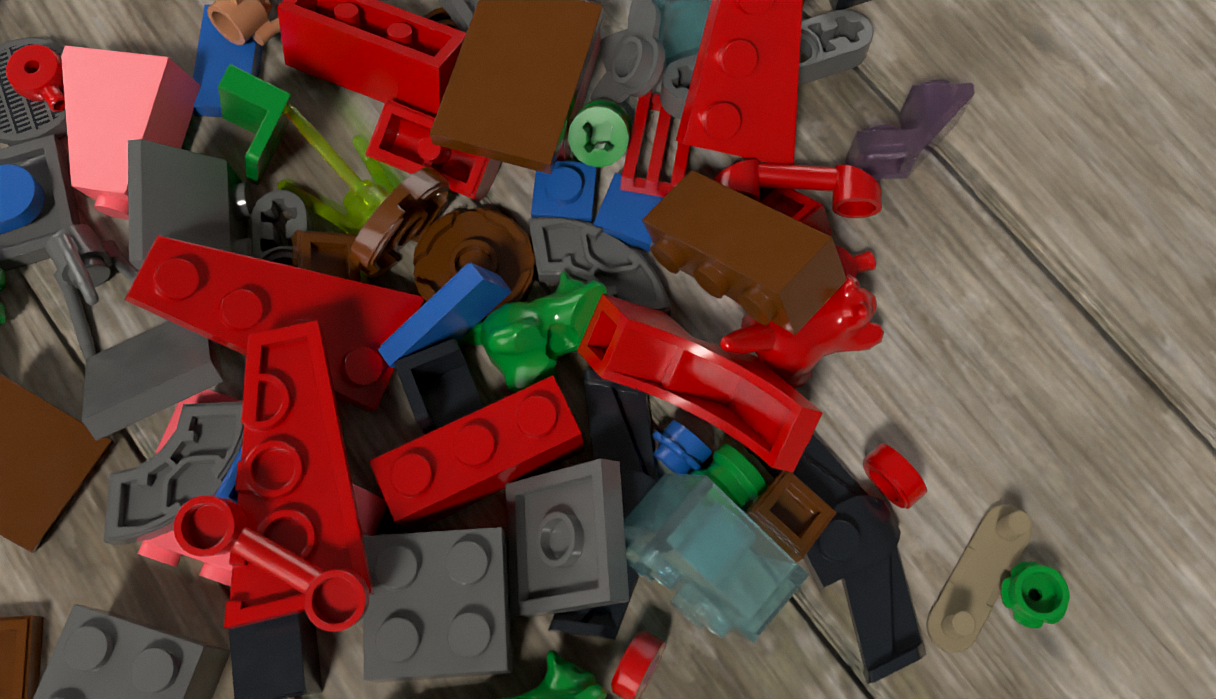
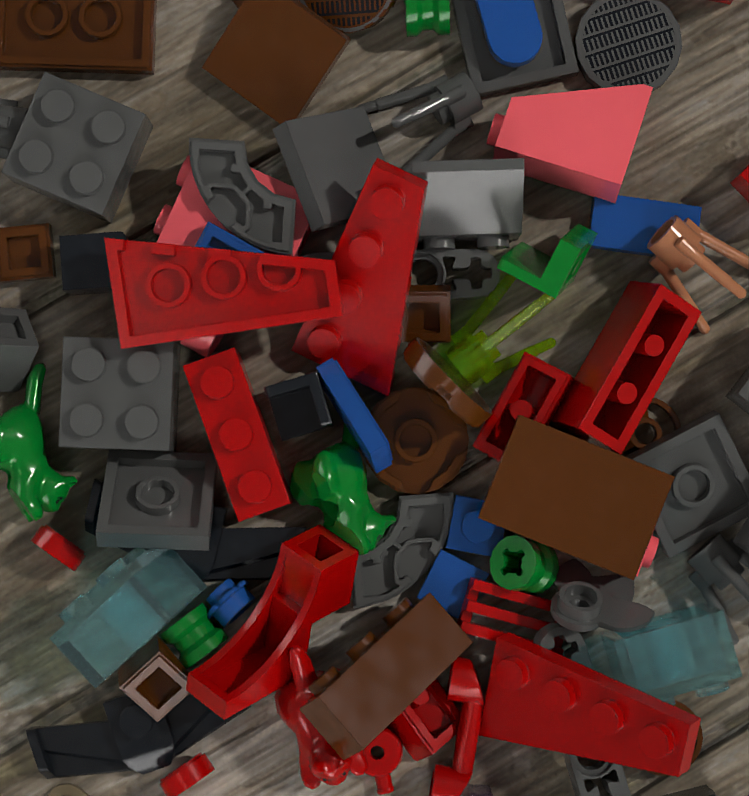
camera: 95 degrees right, 15 degrees up
(37, 75) = (626, 67): red piece -> none
(219, 526) = (116, 326): red bar -> none

